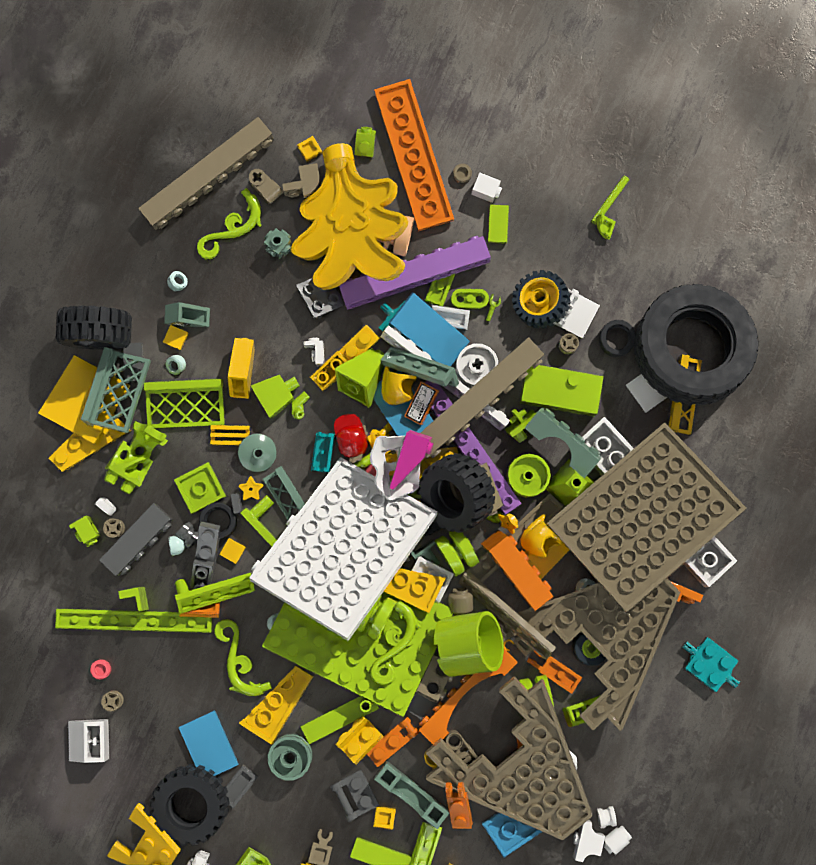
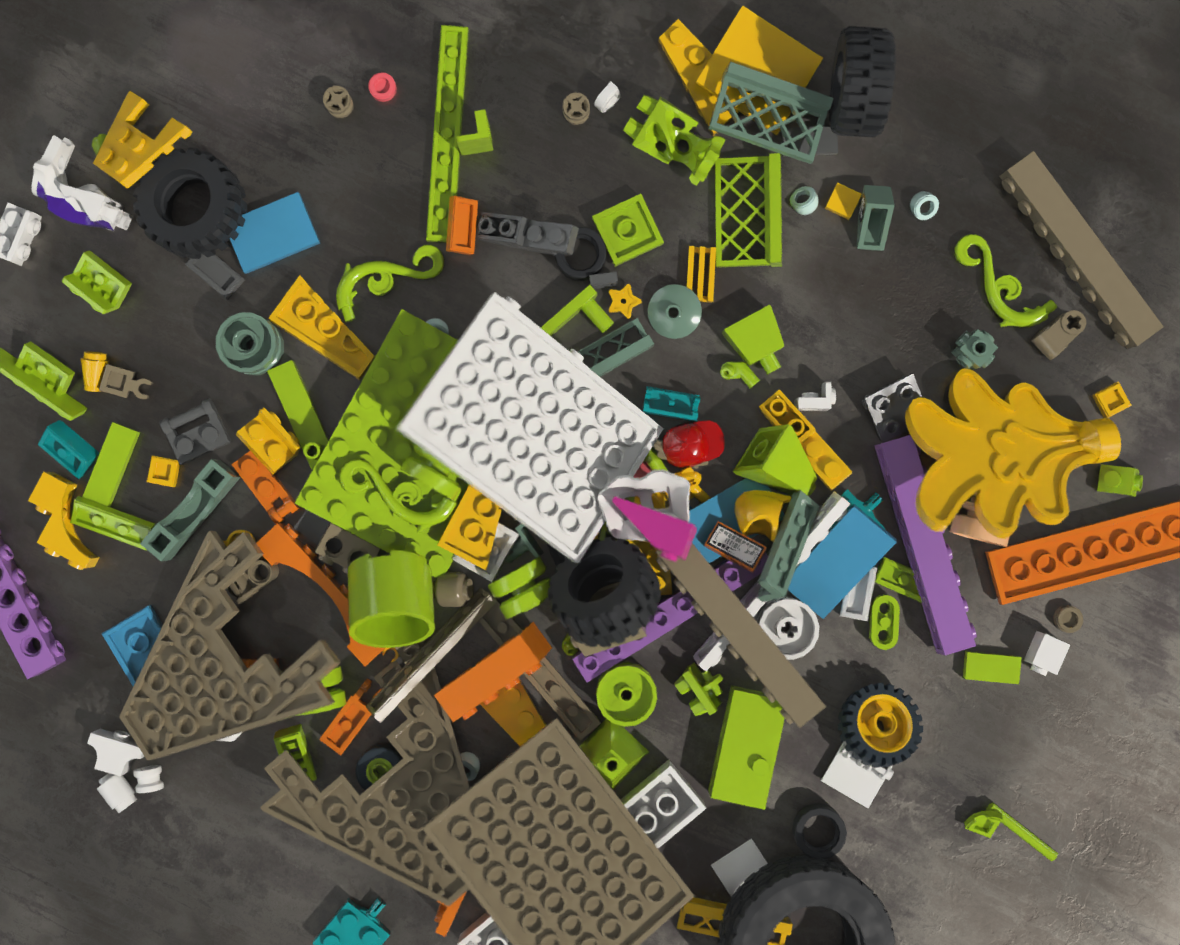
camera: 95 degrees right, 5 degrees up
(86, 531) = (573, 69): lime brick -> none
(88, 740) = (284, 68): white slope -> none
(136, 540) = (558, 139): dark grey brick -> none
(176, 545) = (549, 194): light aqua piece -> none
(187, 533) = (564, 210): dark grey wheel -> none
(212, 593) = (473, 224): lime piece -> none
(232, 550) = (538, 273): yellow tile -> none
(241, 368) = (796, 292): yellow slope -> none
(308, 185) = (1058, 395): dark tan brick -> none
(458, 807) = (170, 574): orange hinge -> none
(493, 305) = (874, 655): lime hand -> none
(508, 522) = (561, 663): yellow plate -> none
(539, 538) = (537, 705): yellow piece -> none
(570, 341) = (818, 764): dark tan wheel -> none
(582, 456) = (649, 775): sand green arch -> none

